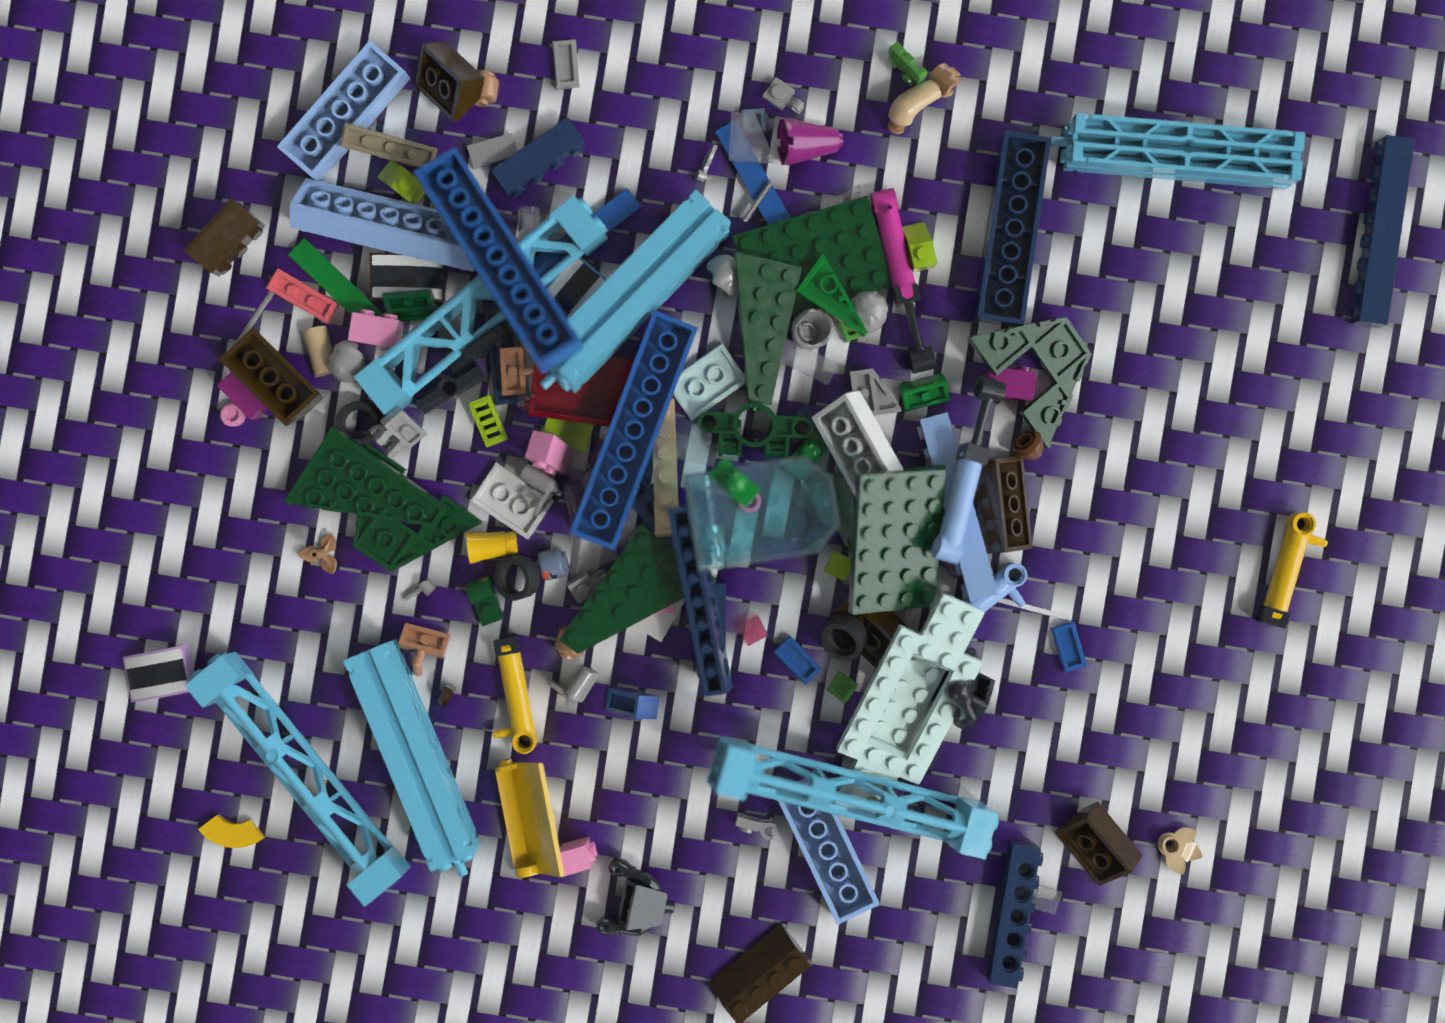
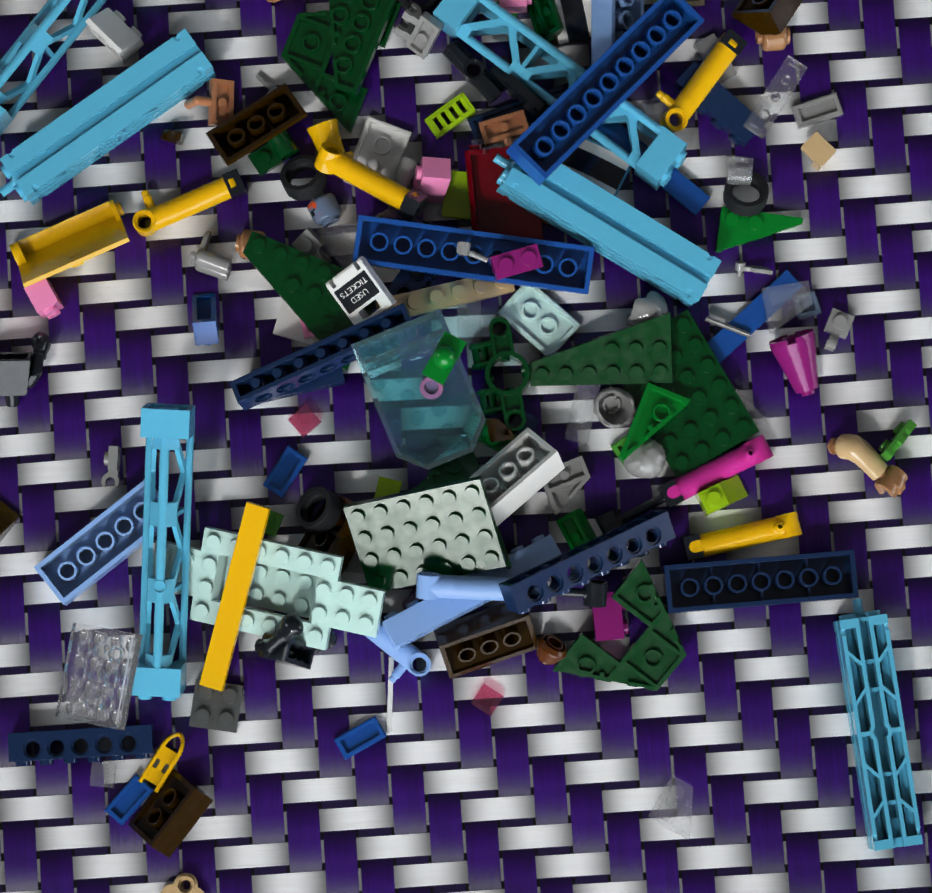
camera: 75 degrees right, 5 degrees down
(332, 728) = (115, 34): none -> white slope
(454, 611) = (256, 124): none -> dark brown slope
(485, 133) = (712, 68): none -> yellow piece
(508, 544) = (334, 161): none -> yellow piece
(544, 100) = (775, 96): none -> clear tile
(606, 71) = (818, 150): none -> tan panel
(608, 151) = (739, 170): none -> clear plate
(619, 143) = (747, 208): none -> black tyre
(628, 437) = (463, 249): none -> light grey hand
(641, 551) = (357, 288): none -> container
(652, 389) = (516, 262): none -> magenta brick
(662, 164) = (738, 230): none -> green wing
(810, 446) = (498, 431): none -> dark brown tile
(911, 737) = (235, 596): none -> yellow tile
(957, 885) = (98, 676): none -> clear plate
(959, 391) = (516, 588): none -> dark blue brick
(963, 237) = (741, 536): none -> yellow piece
(1006, 777) = (215, 708): none -> dark grey plate
(1044, 835) = (166, 756): none -> yellow piece
(1061, 517) = (487, 699): none -> clear pink tile
(1076, 879) = (129, 800): none -> blue tile
(1204, 363) = (674, 807): none -> clear wing

